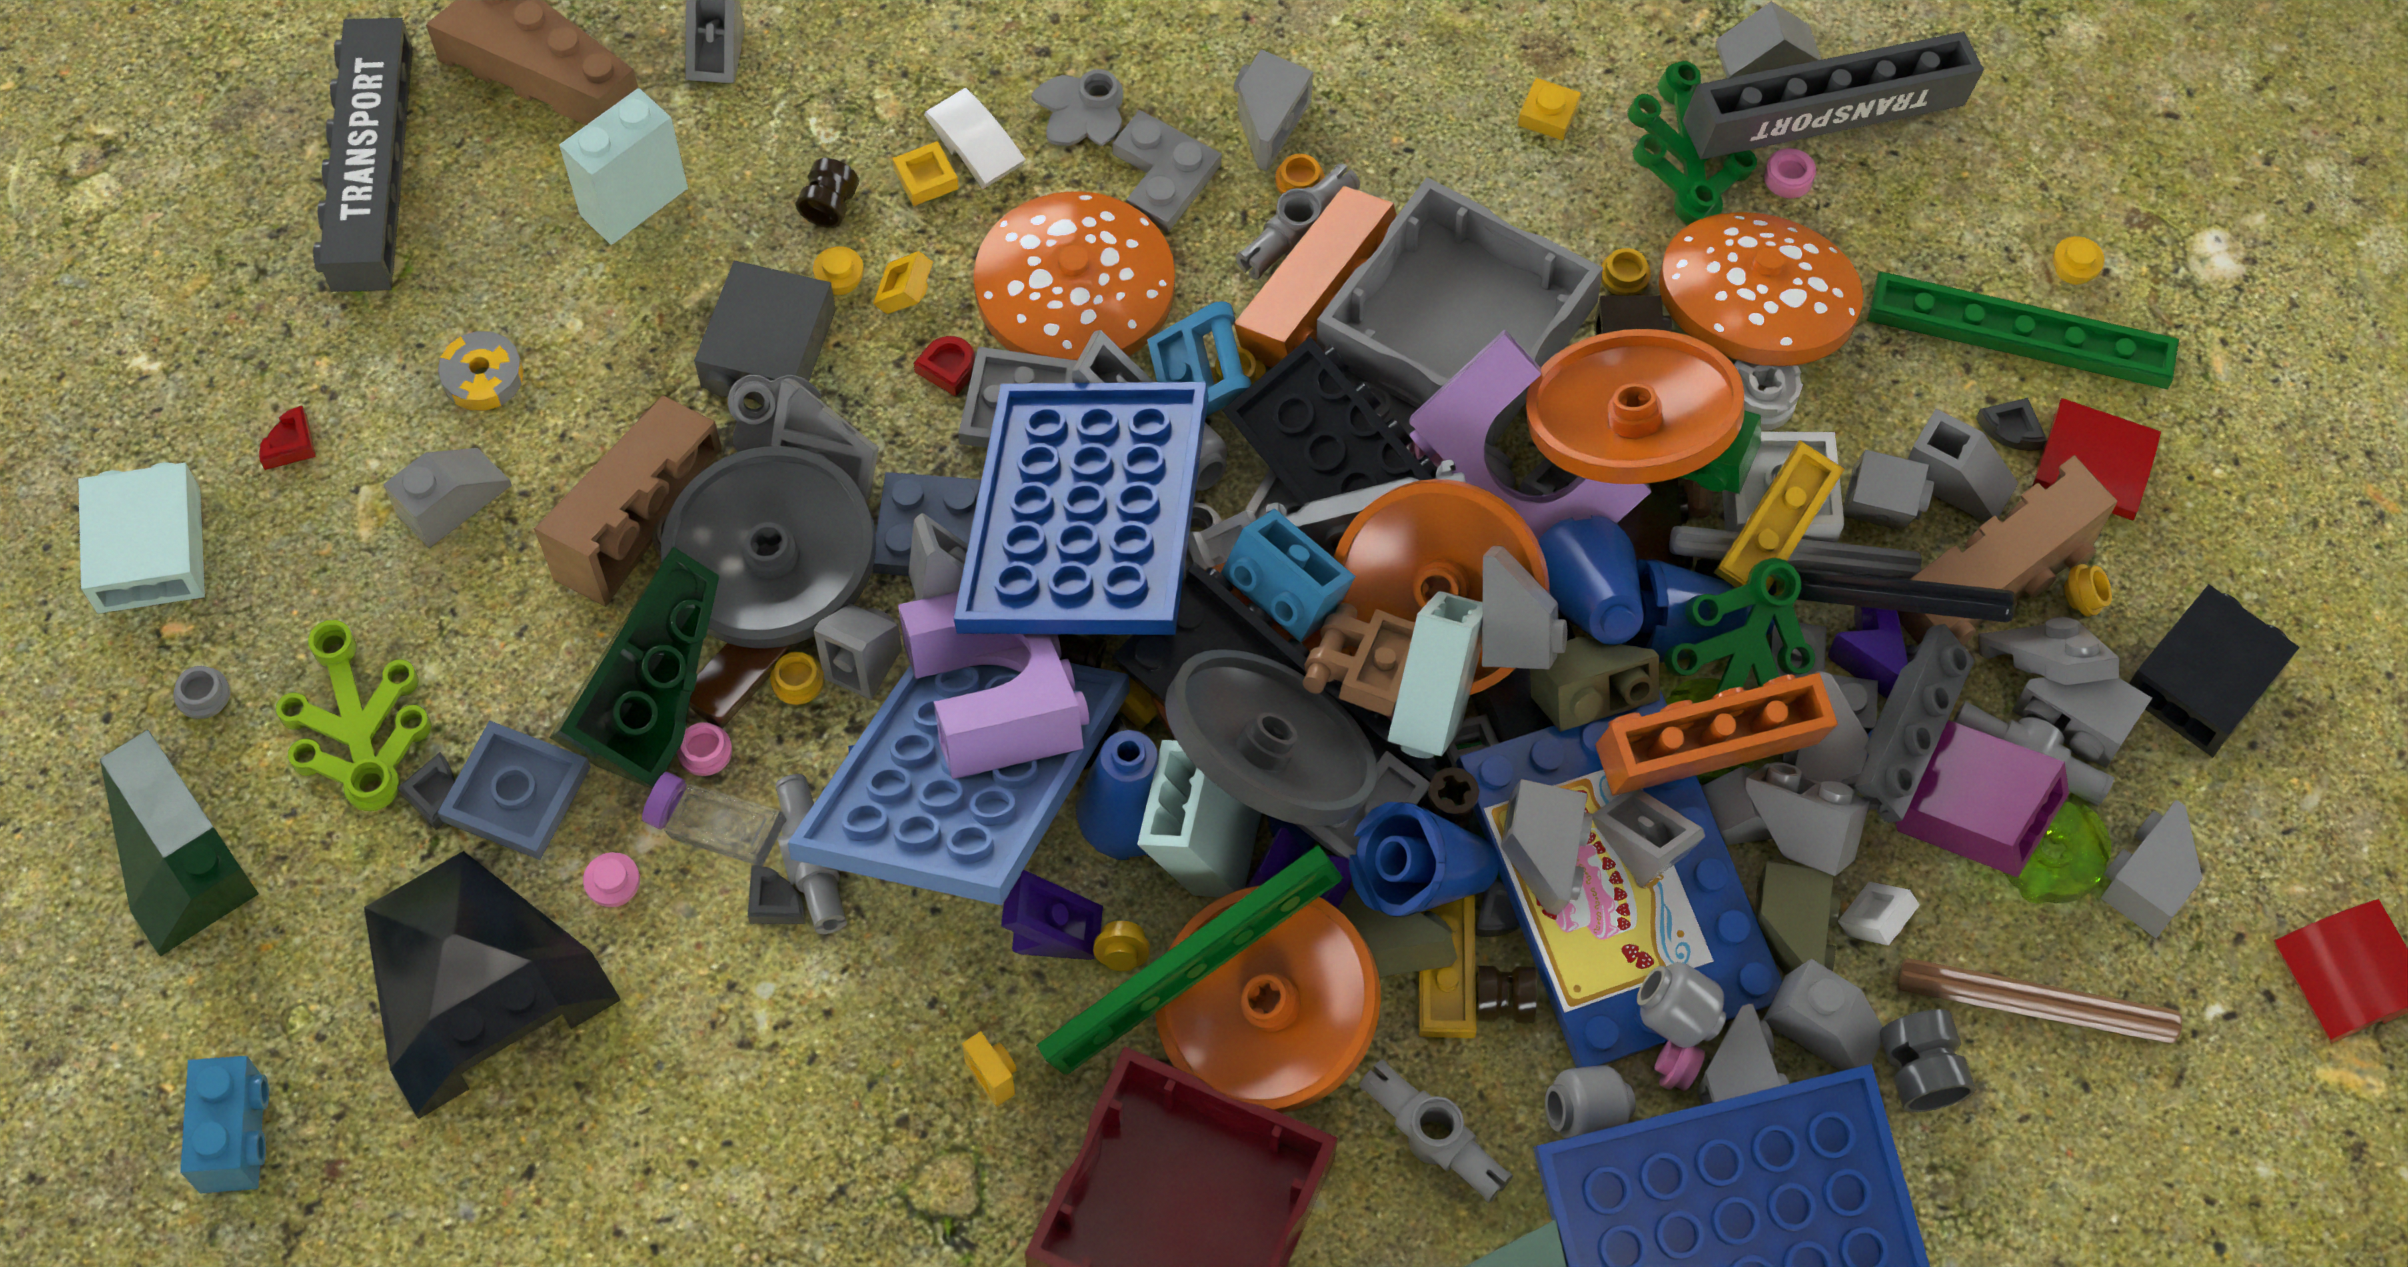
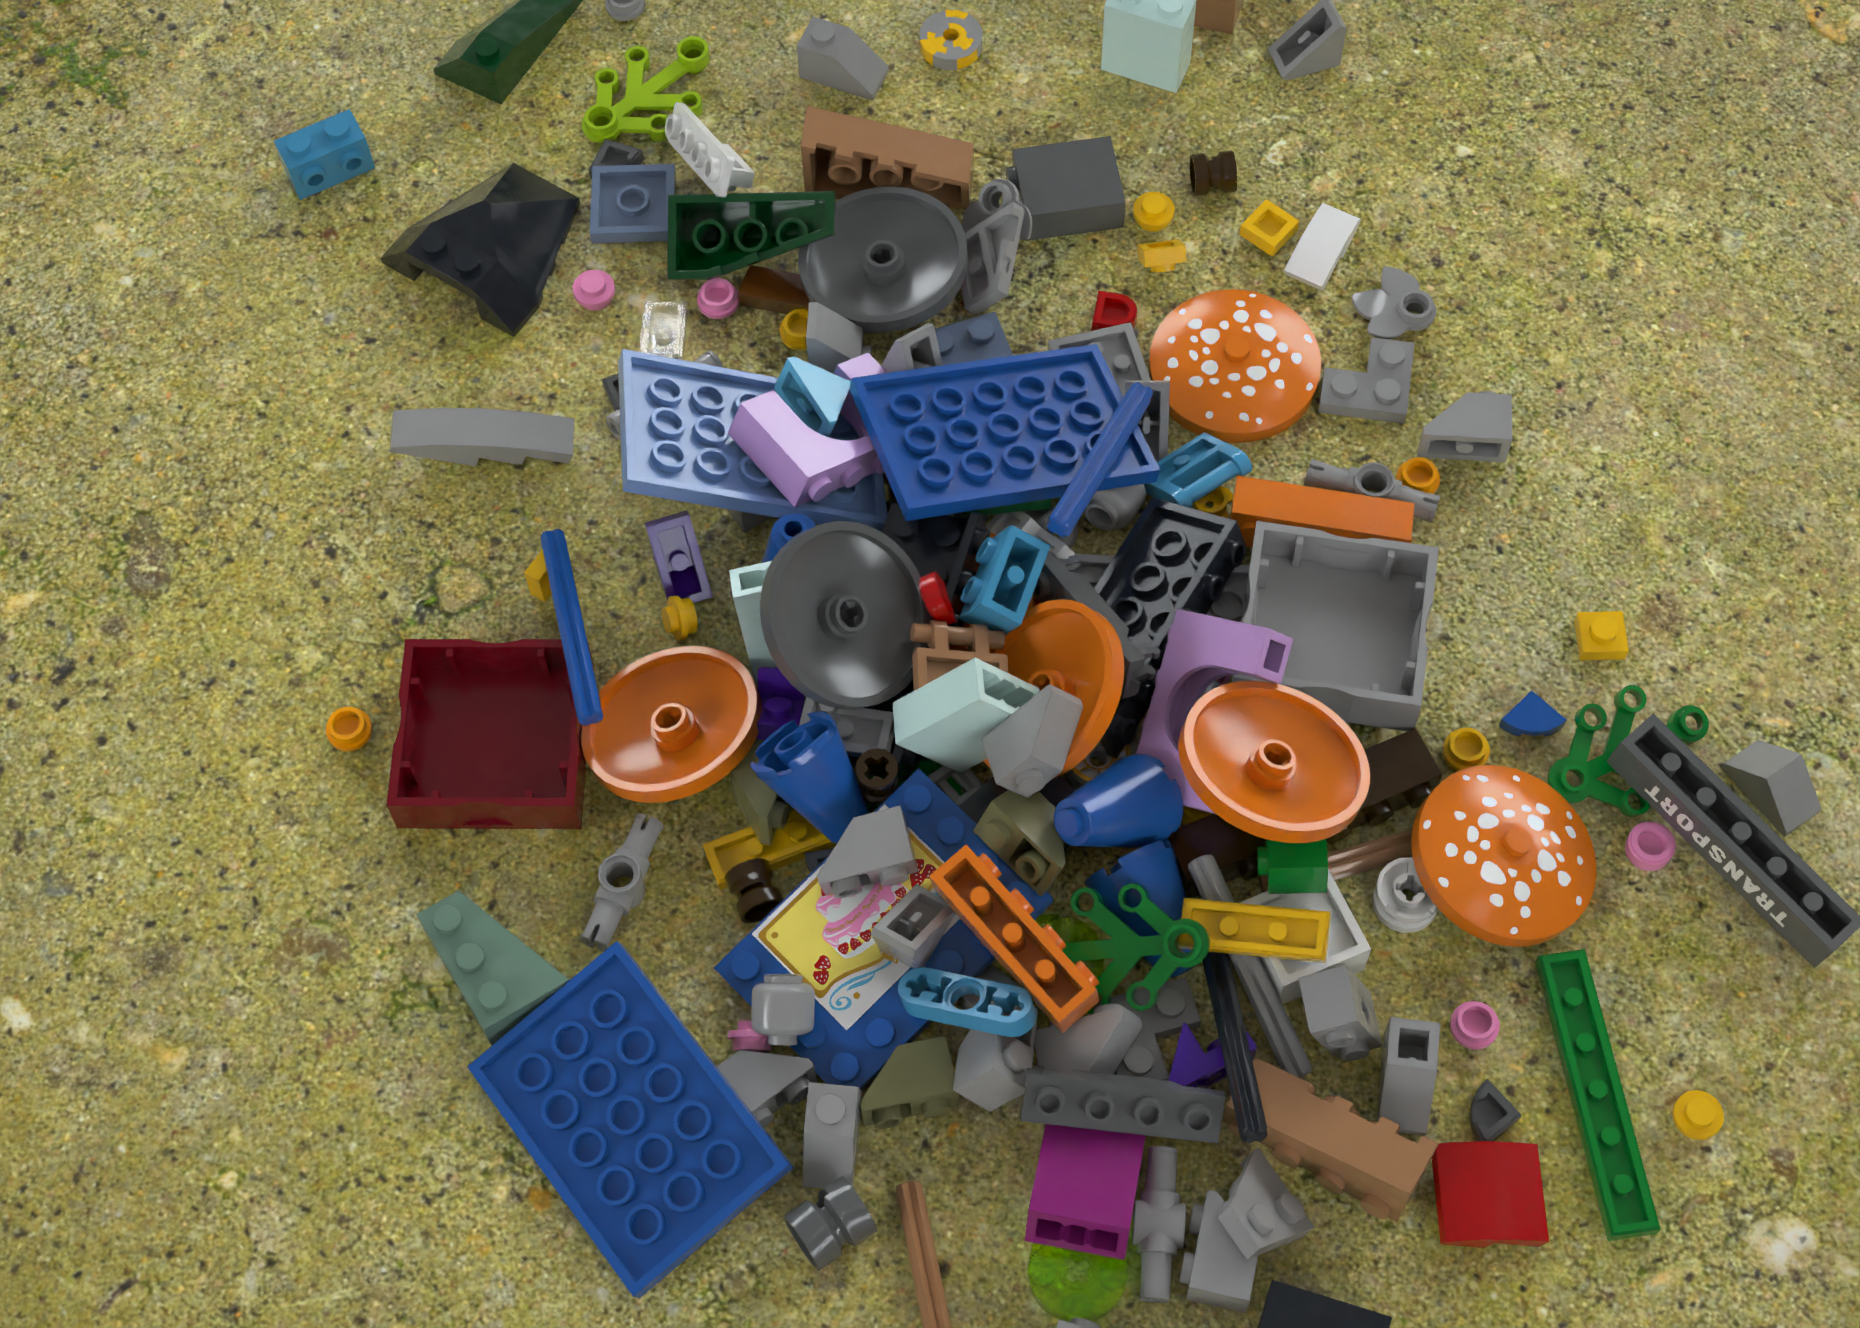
camera: 70 degrees right, 0 degrees up
(508, 673) = (711, 160): none -> white bracket
(663, 800) = (663, 288): medium lavender tile -> none
(758, 1079) = (477, 433): none -> light grey slope
(936, 672) = (812, 394): none -> medium azure slope
(1106, 1053) = (571, 627): none -> blue axle
(1180, 425) = (1099, 460): none -> blue axle
(1190, 961) = (680, 659): green tile -> none
(1282, 644) = (936, 598): none -> red tile
(1588, 1100) = (688, 982): light grey head -> none
(1612, 204) = (1532, 717): none -> blue tile
(1794, 789) = (980, 1017): none -> dark azure beam
(1878, 913) = (949, 1146): white plate -> none
(1919, 394) = (1474, 1025): none -> bright pink plate
(2088, 589) = (1346, 1224): yellow plate -> none

